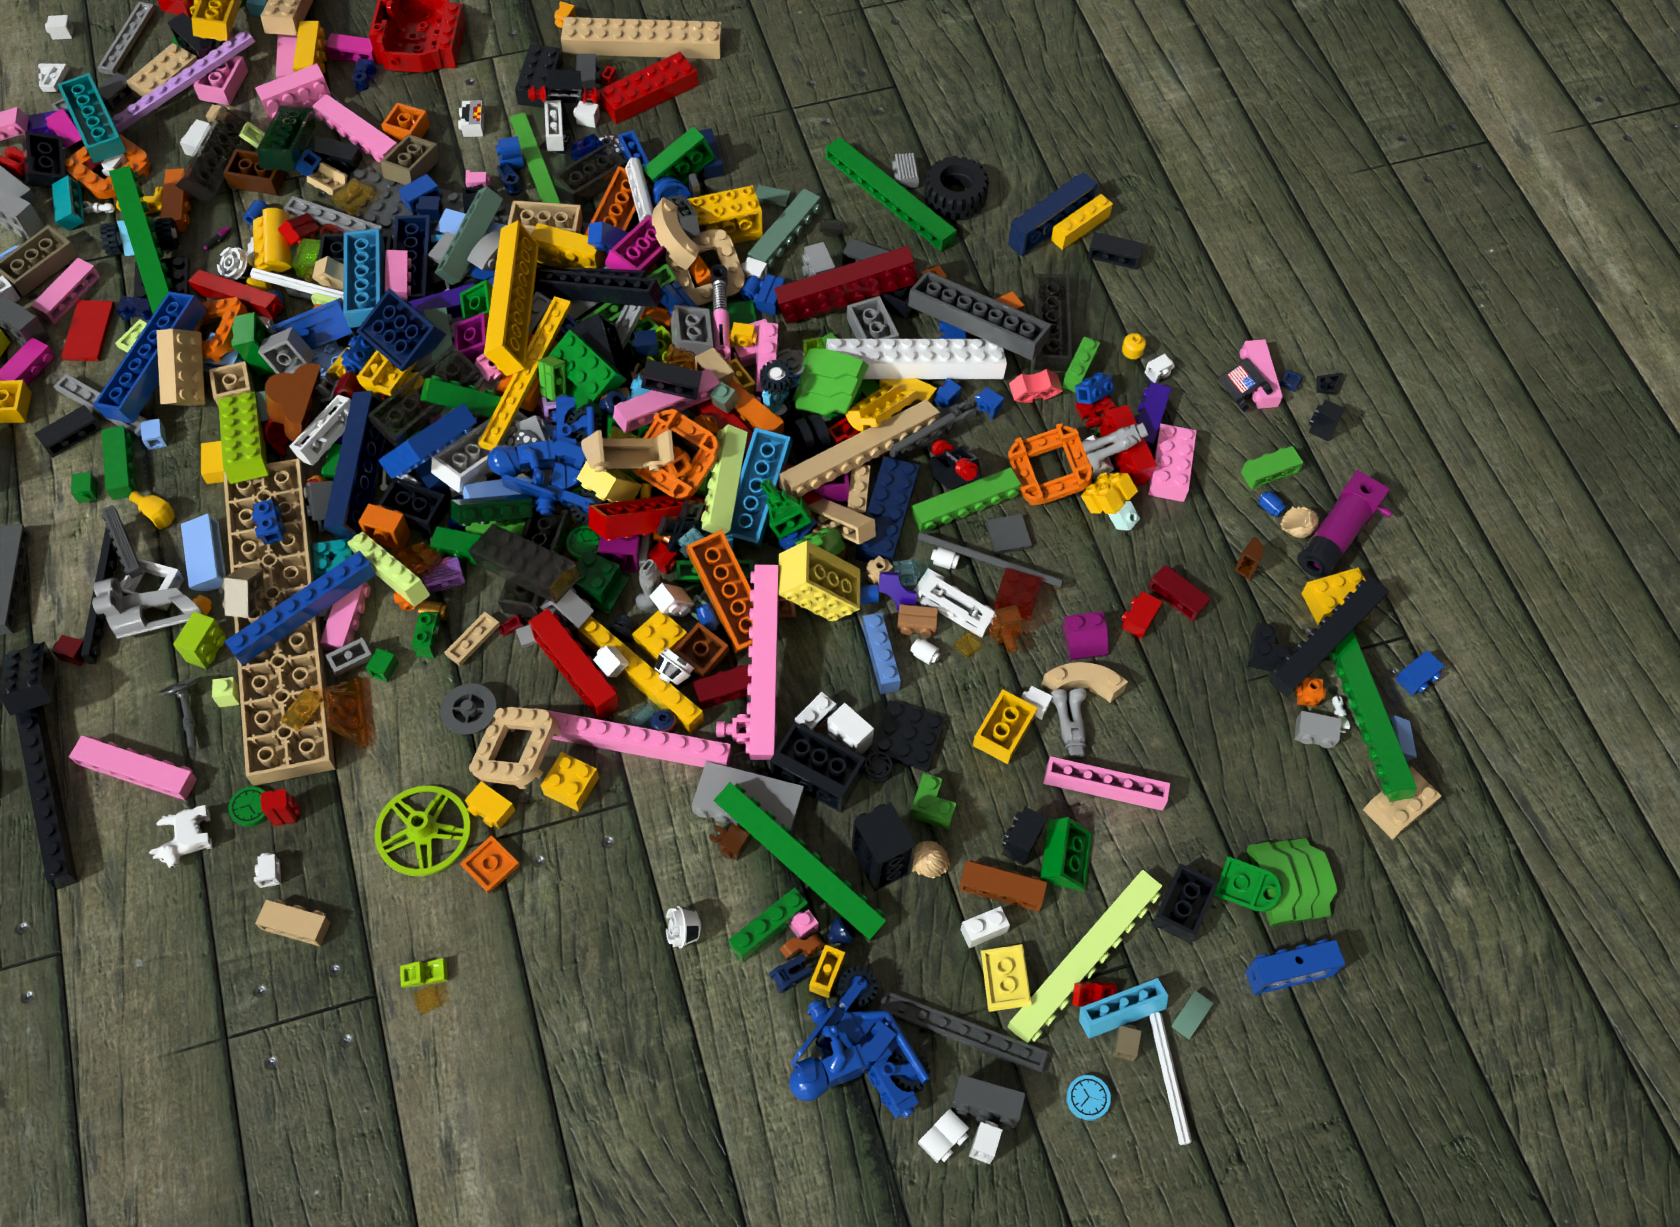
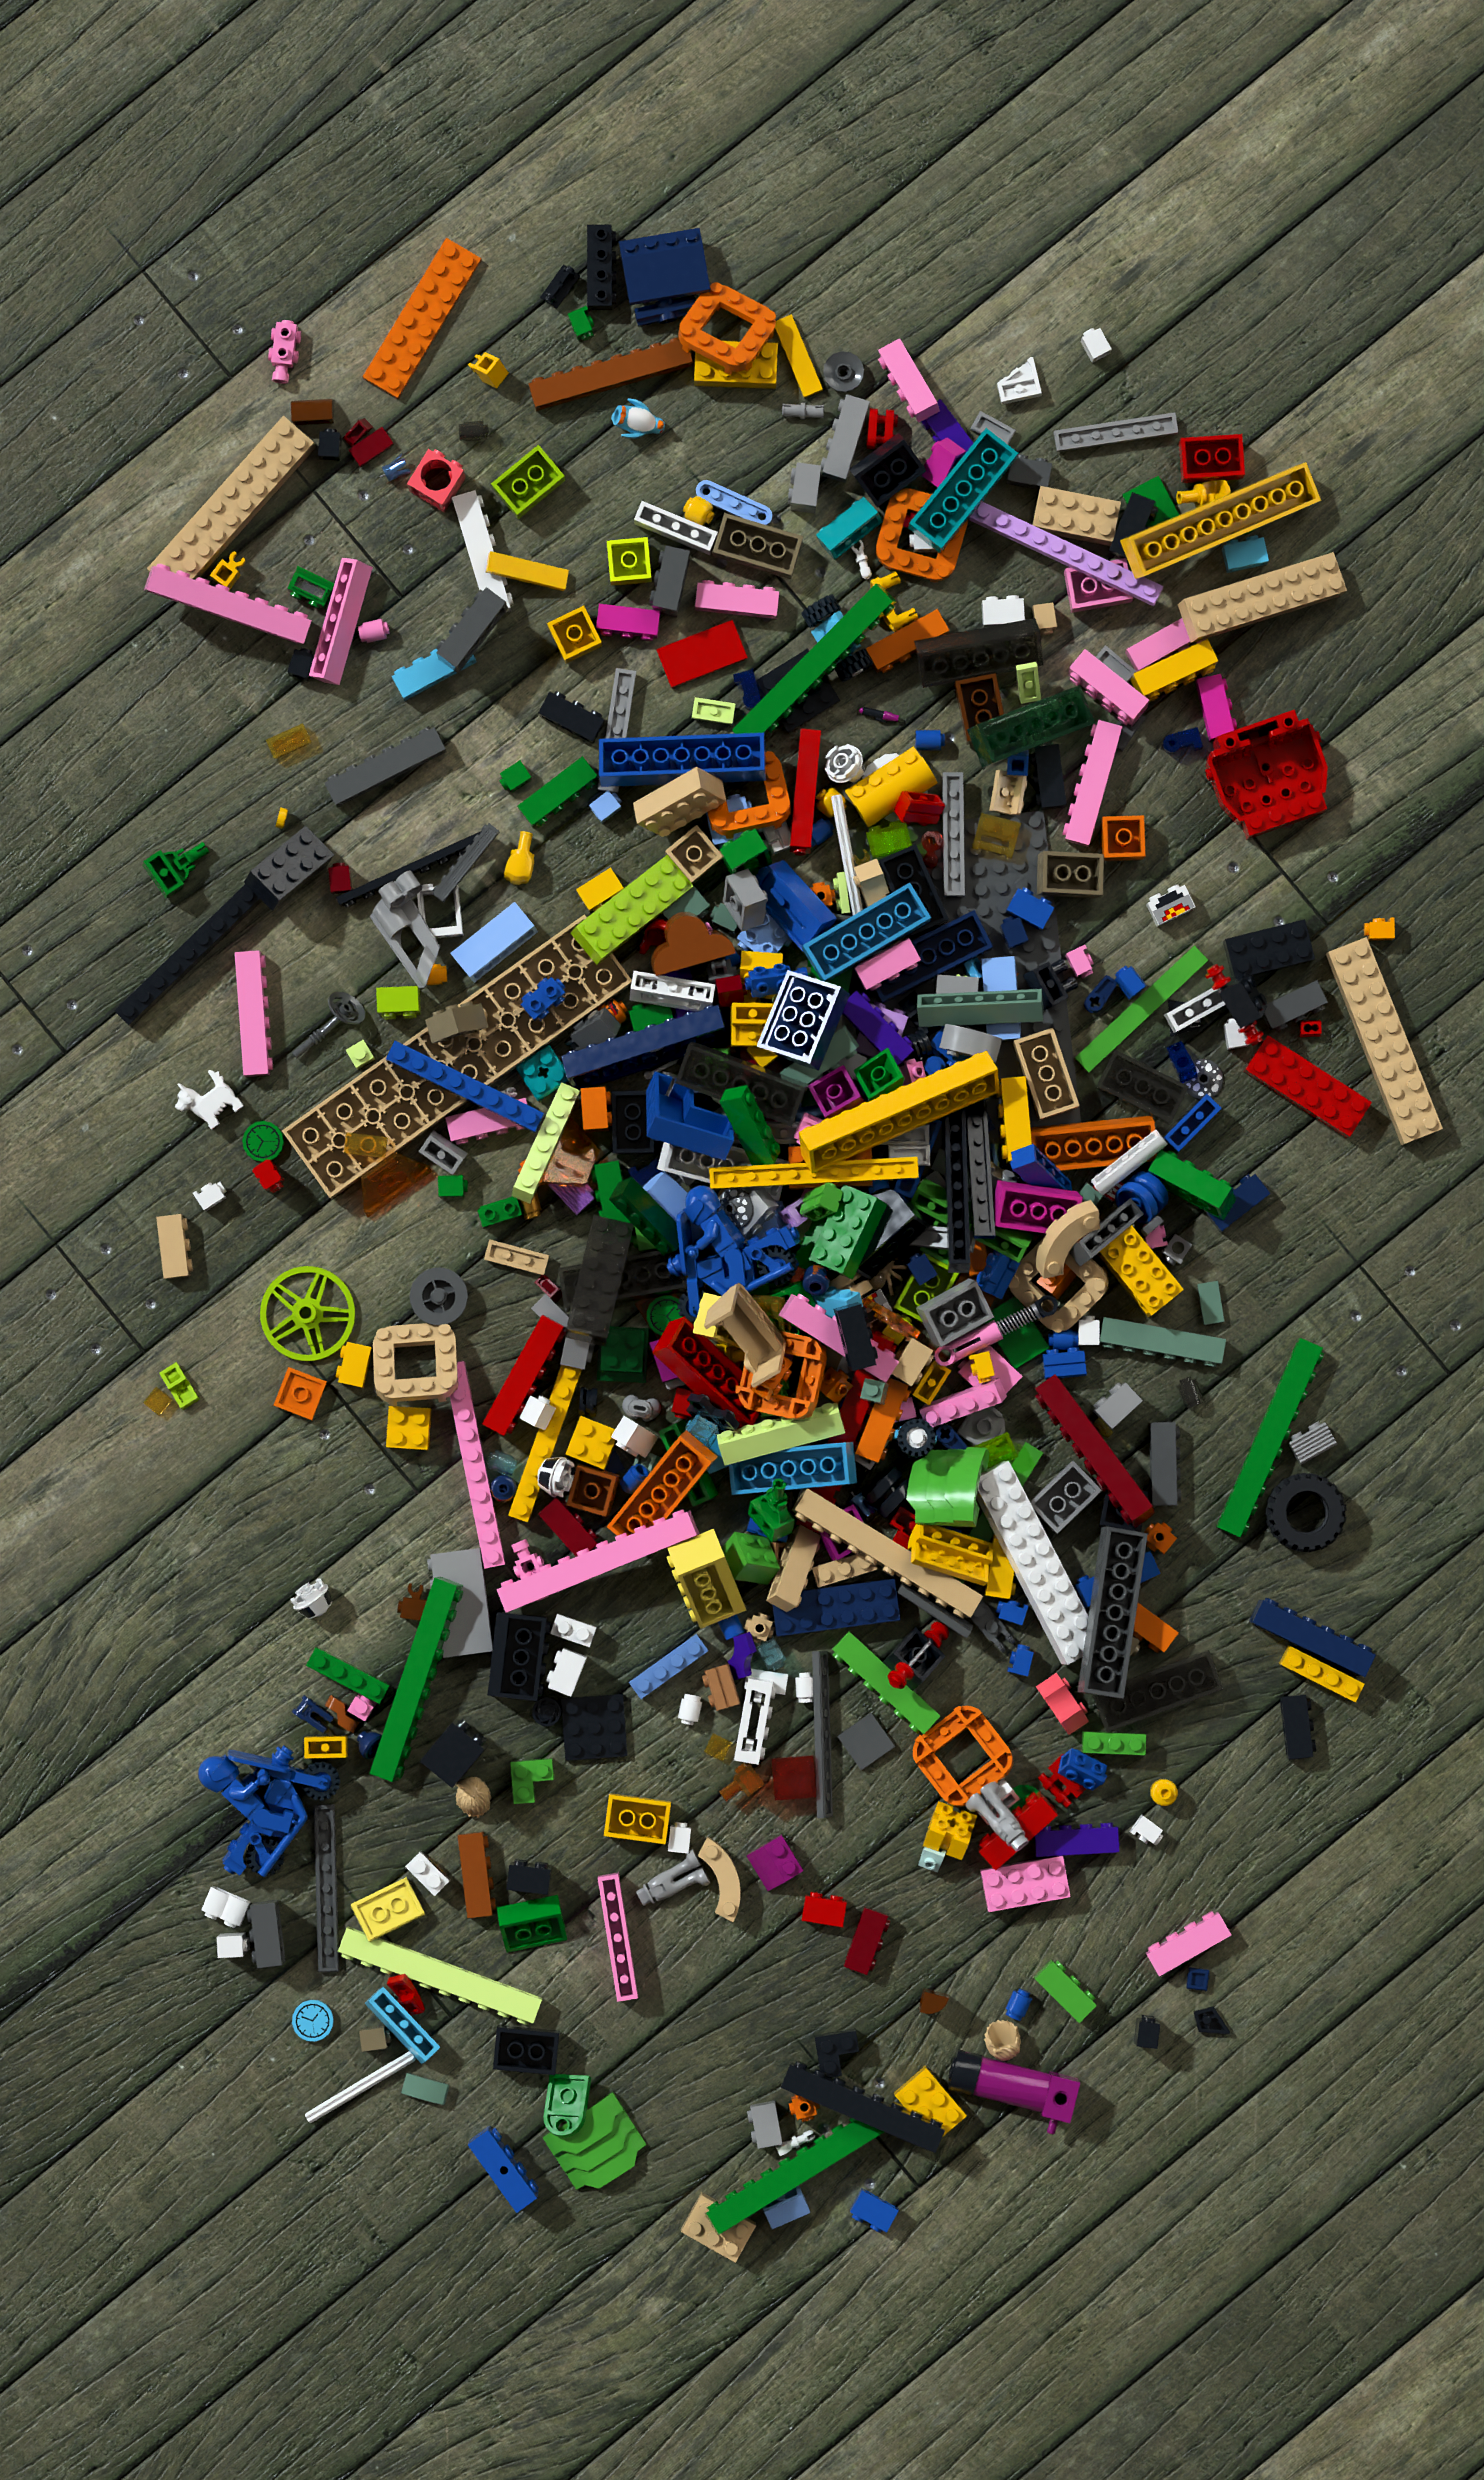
camera: 70 degrees right, 25 degrees up
(1242, 381) = (1165, 1927): black flag -> none

